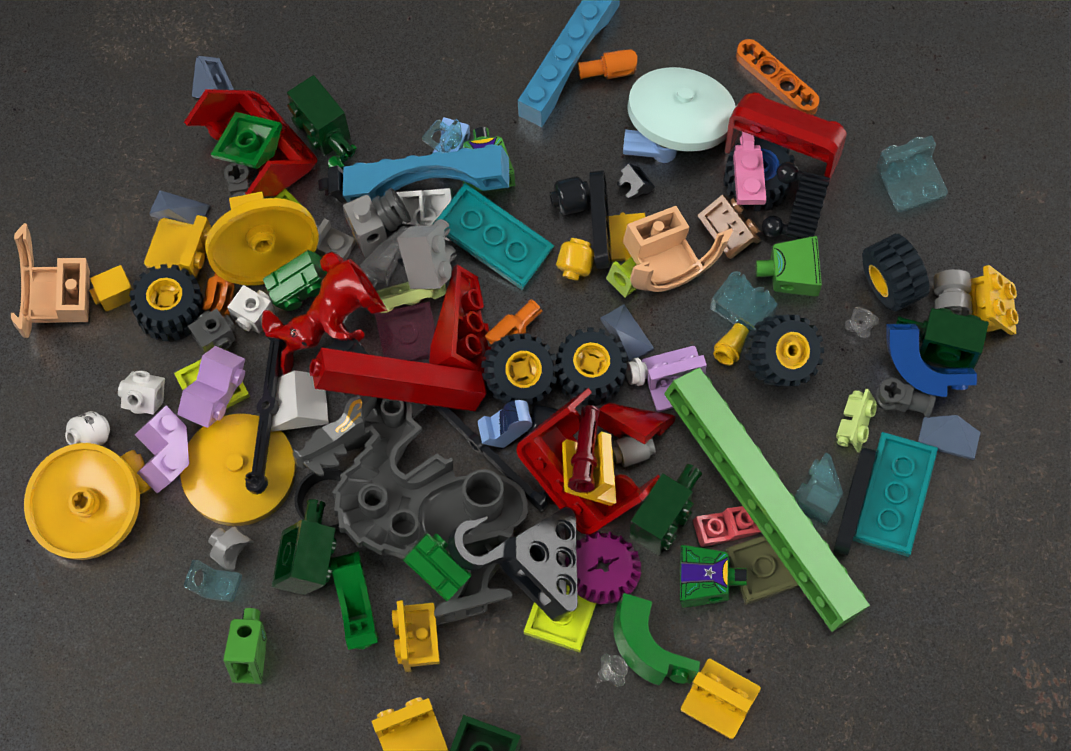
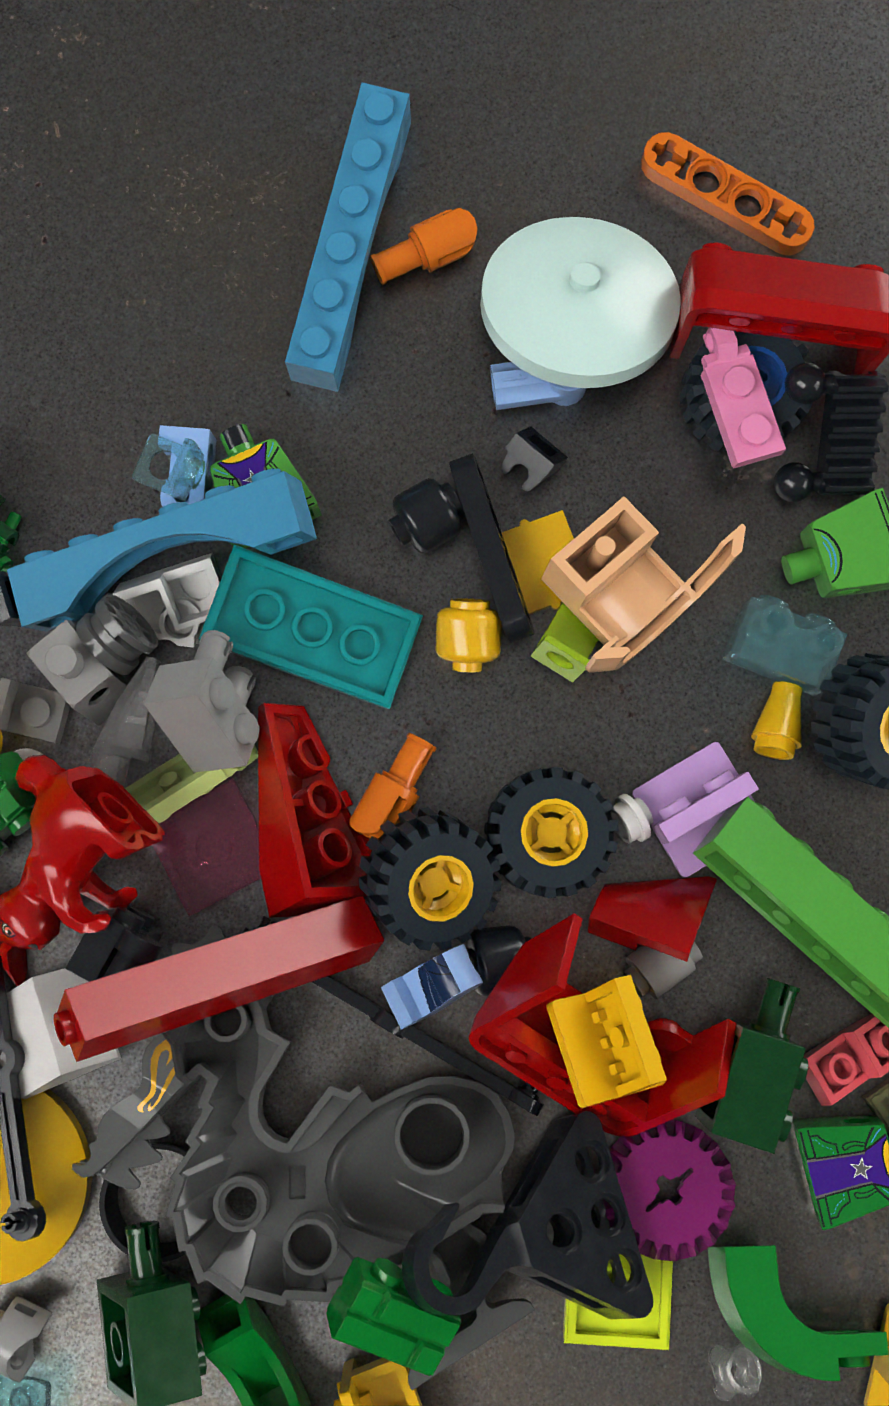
camera: 15 degrees left, 15 degrees up
(584, 460) = (599, 1042): dark red pin -> none
(628, 332) = (592, 745): sand blue slope -> none
(724, 215) = (717, 498): bracket -> none

